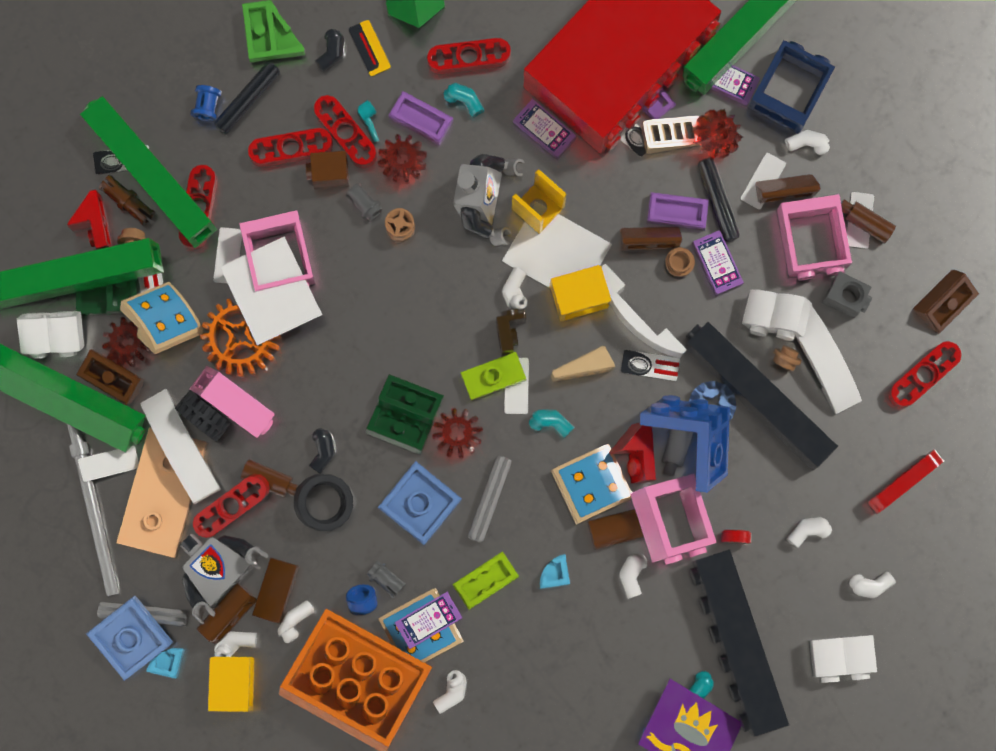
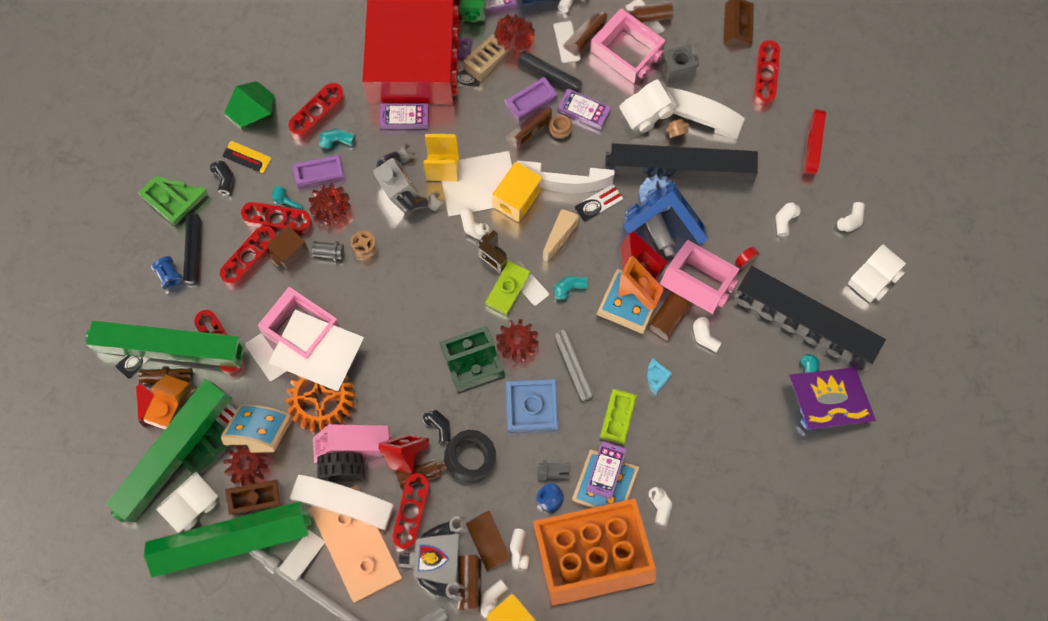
camera: 40 degrees left, 10 degrees down
(105, 227) = (167, 400): none -> orange slope
(268, 445) = (402, 450): none -> red slope
(610, 479) = (640, 282): none -> orange slope

